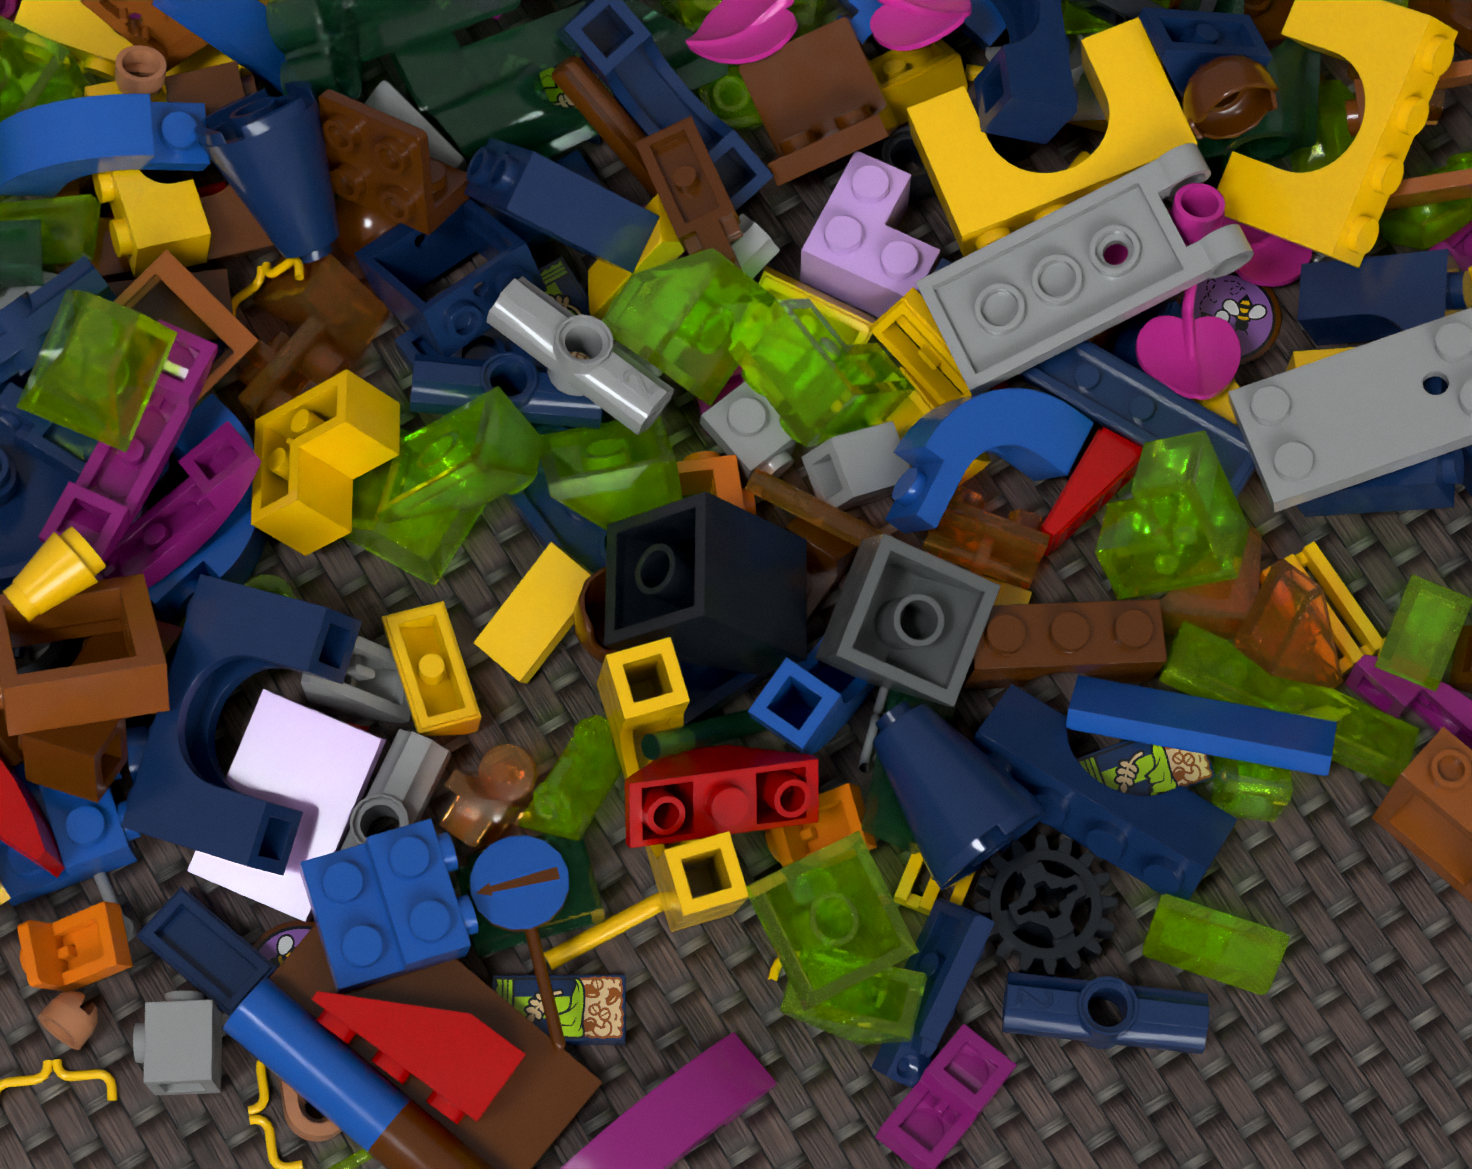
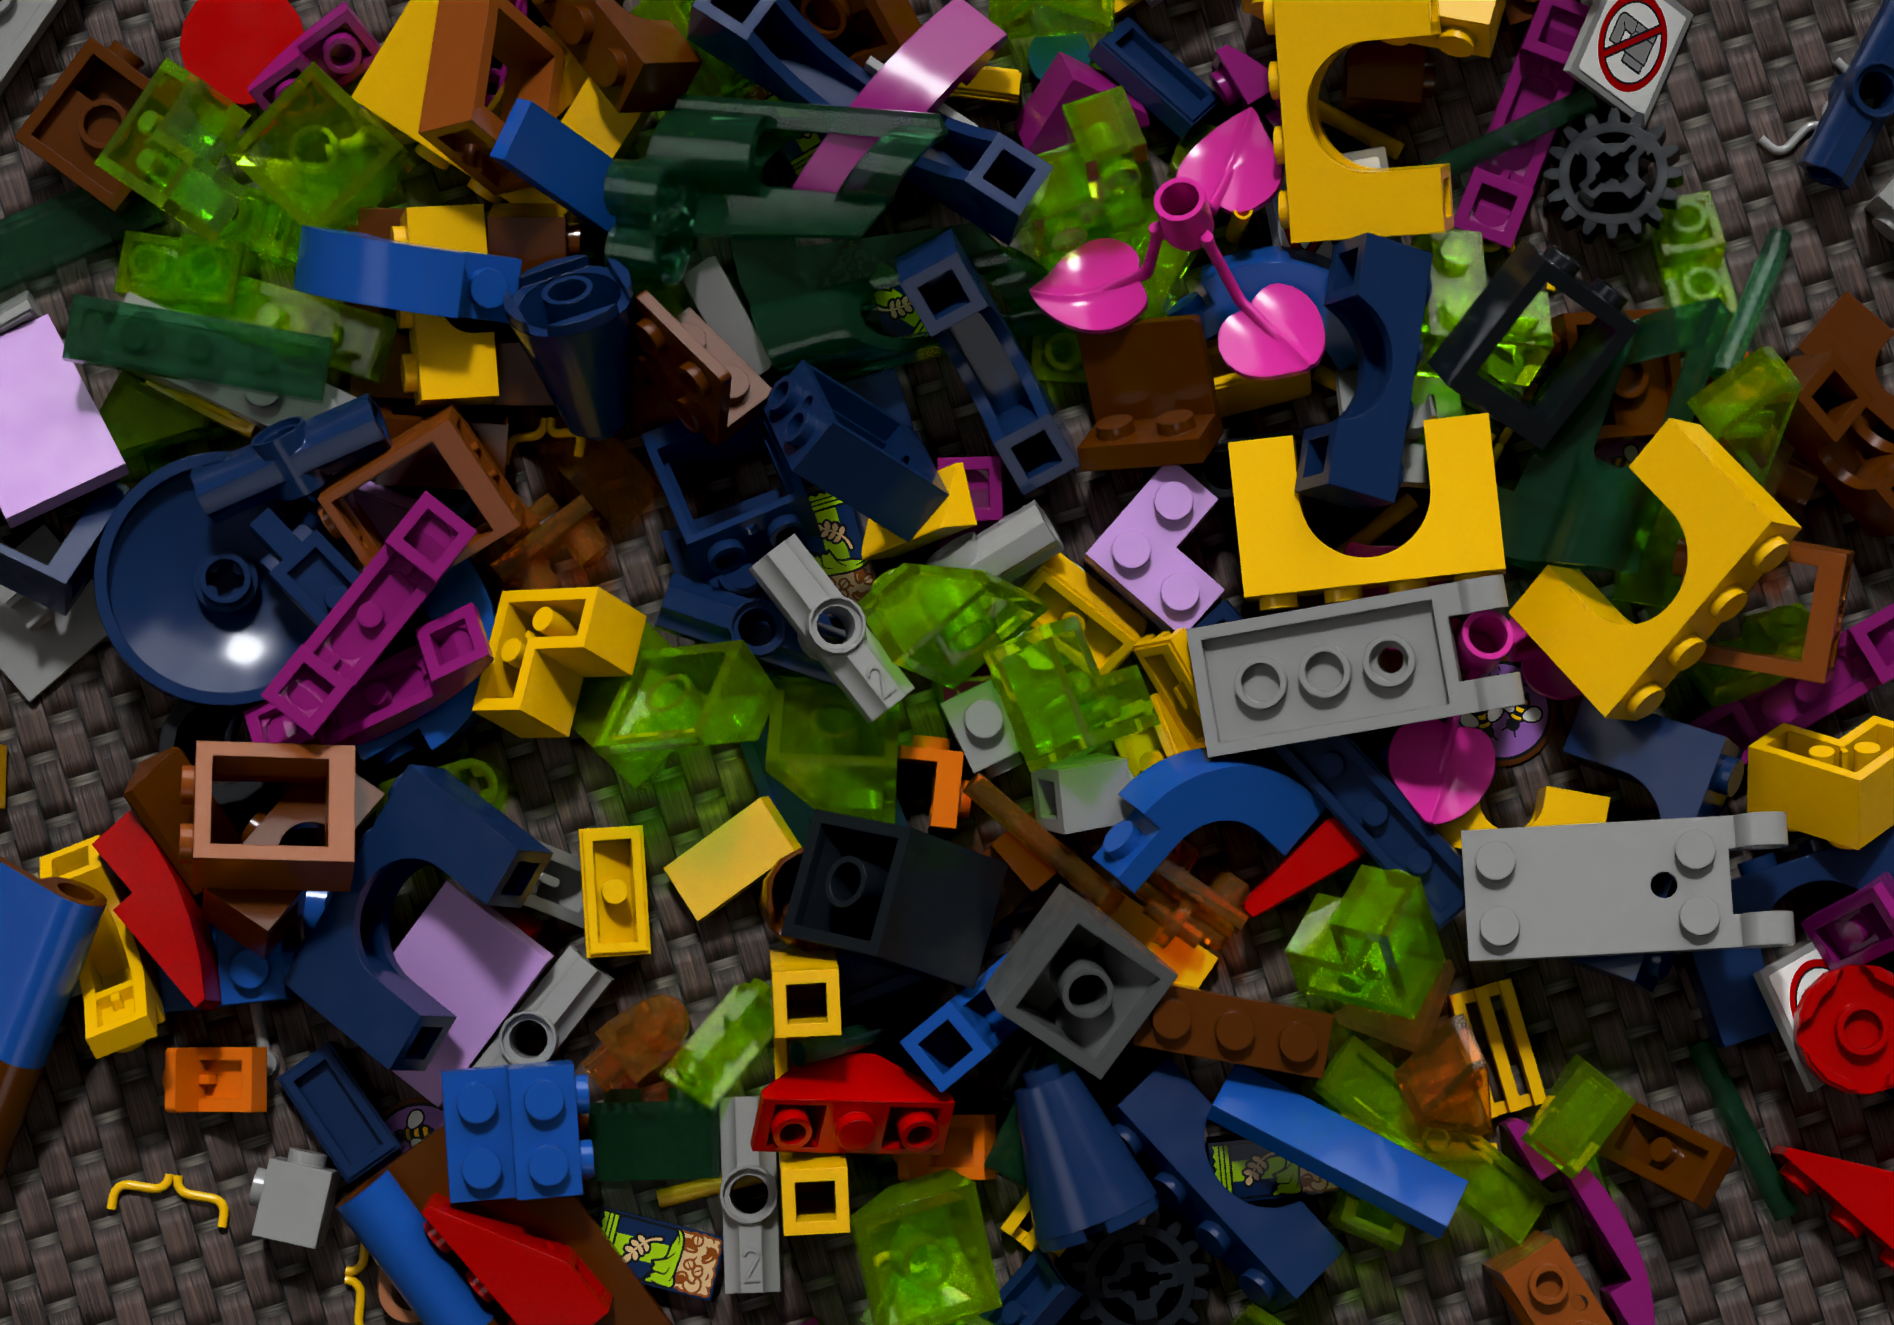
camera: 15 degrees right, 15 degrees up
(54, 574) = (267, 745): yellow cone -> none
(68, 1021) = (199, 1142): nougat hinge -> none
(97, 368) = (353, 529): clear neon green slope -> none
(140, 70) = (468, 202): nougat hinge -> none
(520, 888) = (645, 1142): blue piece -> none
(603, 114) = (935, 371): reddish brown axle -> none
(646, 958) = (749, 1239): none -> light grey piece
(691, 189) = (988, 481): reddish brown hinge -> none
(1195, 37) = (1546, 458): dark blue slope -> none
(1228, 97) = (1551, 525): reddish brown hair -> none

